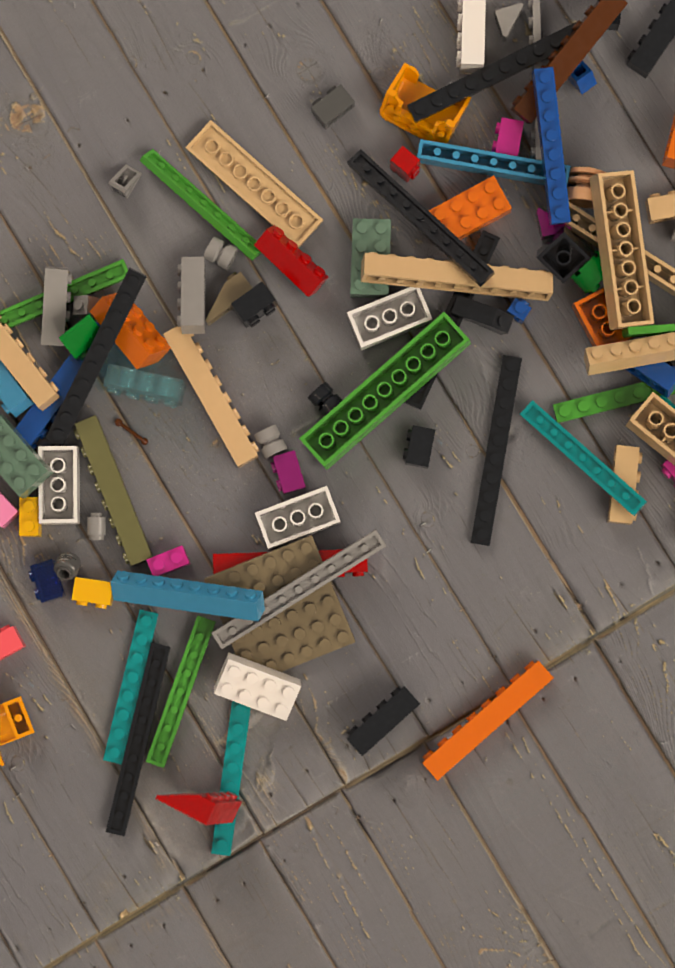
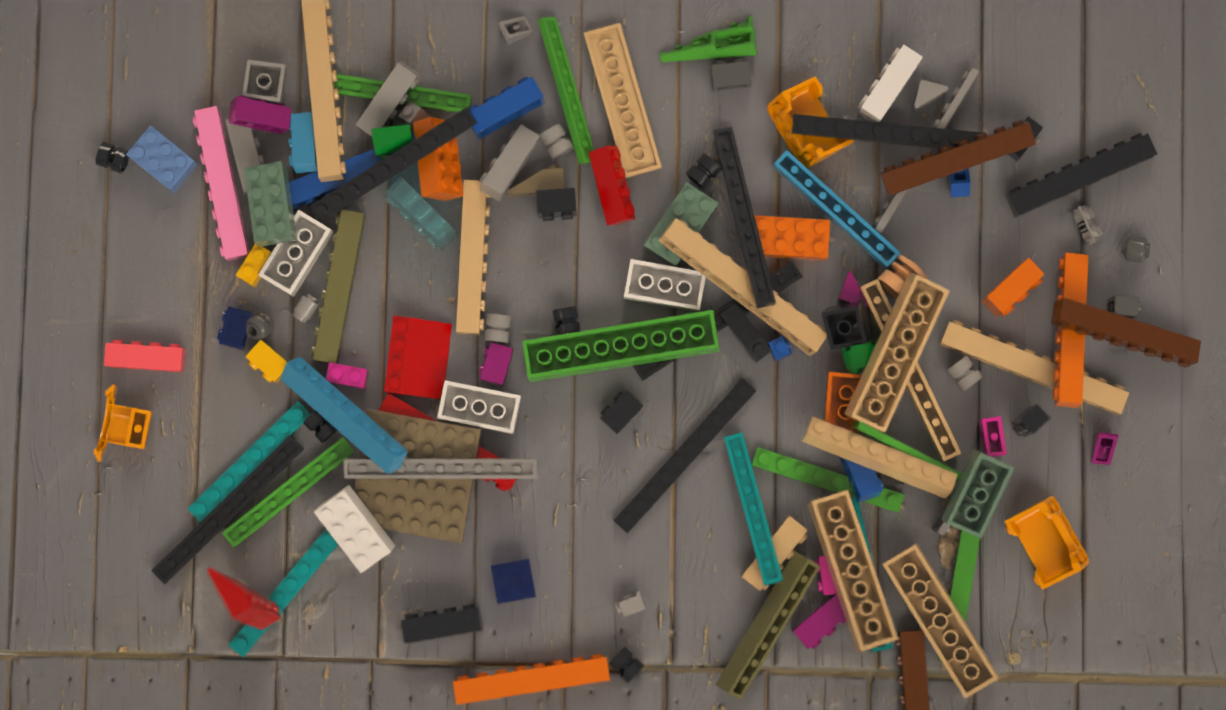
camera: 30 degrees right, 0 degrees up
(118, 422) = (380, 231): reddish brown hinge -> none
(161, 248) = (506, 107): none -> blue brick
(172, 617) = (321, 426): none -> black wheel
(218, 509) = (417, 357): none -> red slope
(314, 79) = (731, 42): none -> bright green wedge
(360, 202) = (703, 171): none -> black wheel
(405, 164) = (760, 163): red brick -> none
(419, 646) = (513, 581): none -> clear blue brick
(509, 136) = (864, 195): dark pink brick -> none
(530, 604) = (630, 604): none -> light grey brick
(551, 146) = (892, 226): blue brick -> none
(559, 656) = (626, 665): none -> black wheel
(657, 548) = (767, 626): none -> olive brick

